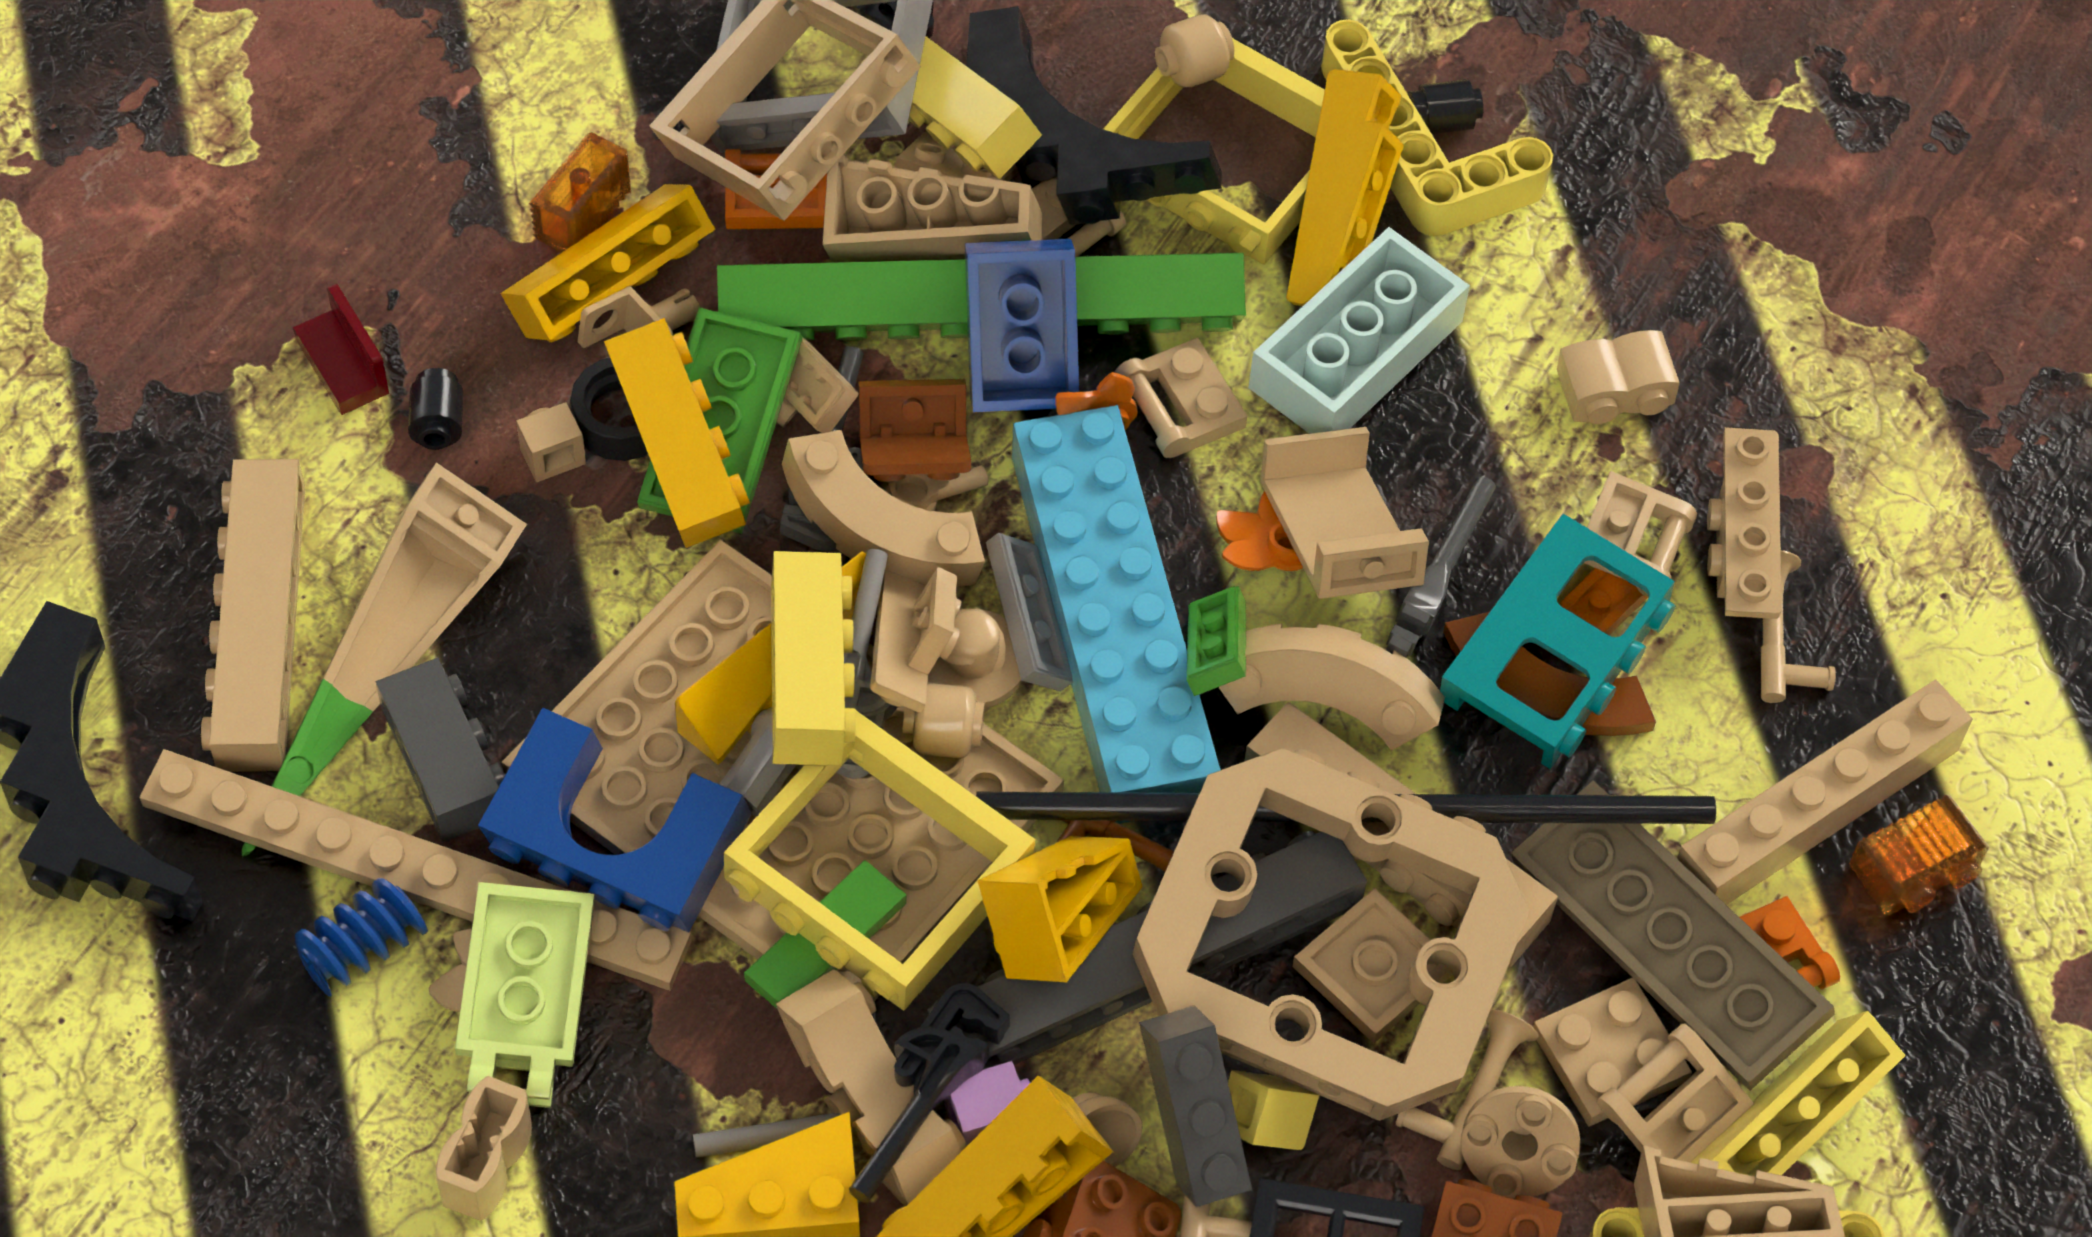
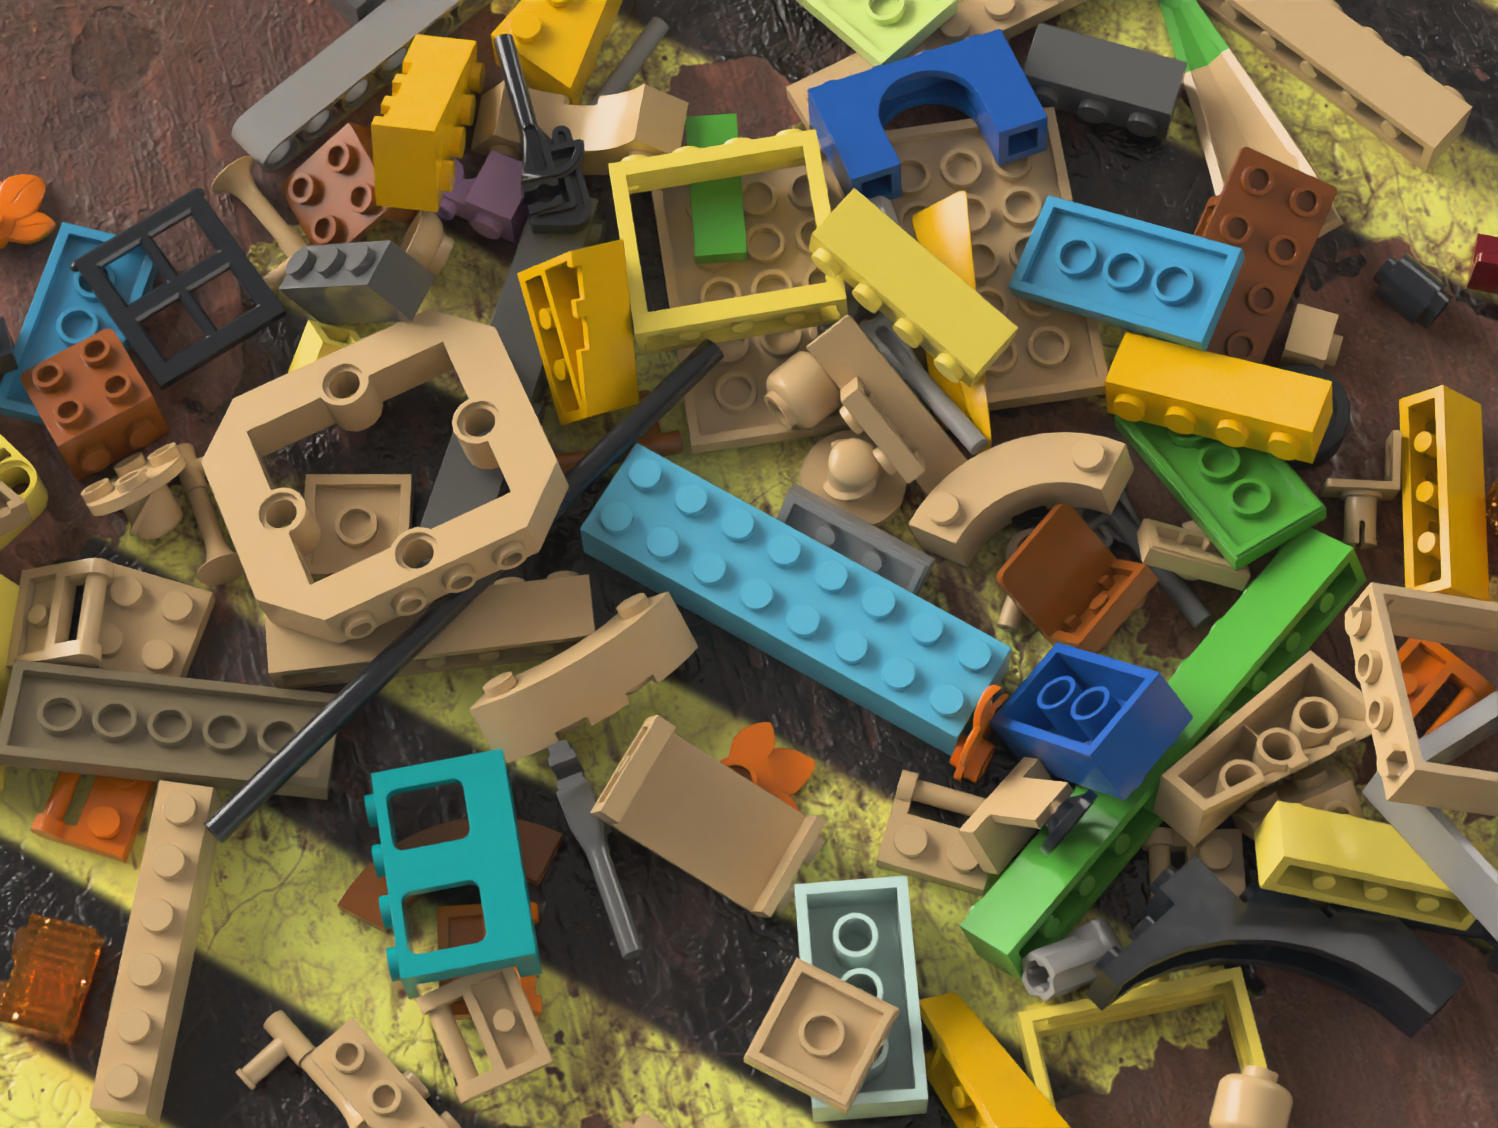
camera: 140 degrees right, 10 degrees up
(534, 517) = (1275, 221): none -> dark orange bracket
(628, 563) = (1127, 272): none -> dark azure plate
(1124, 313) = (1018, 810): none -> tan piece
(1182, 232) = (1069, 962): none -> light grey piece
(1216, 640) = (688, 625): bright green tile -> none
(1420, 310) = (821, 1035): none -> tan tile

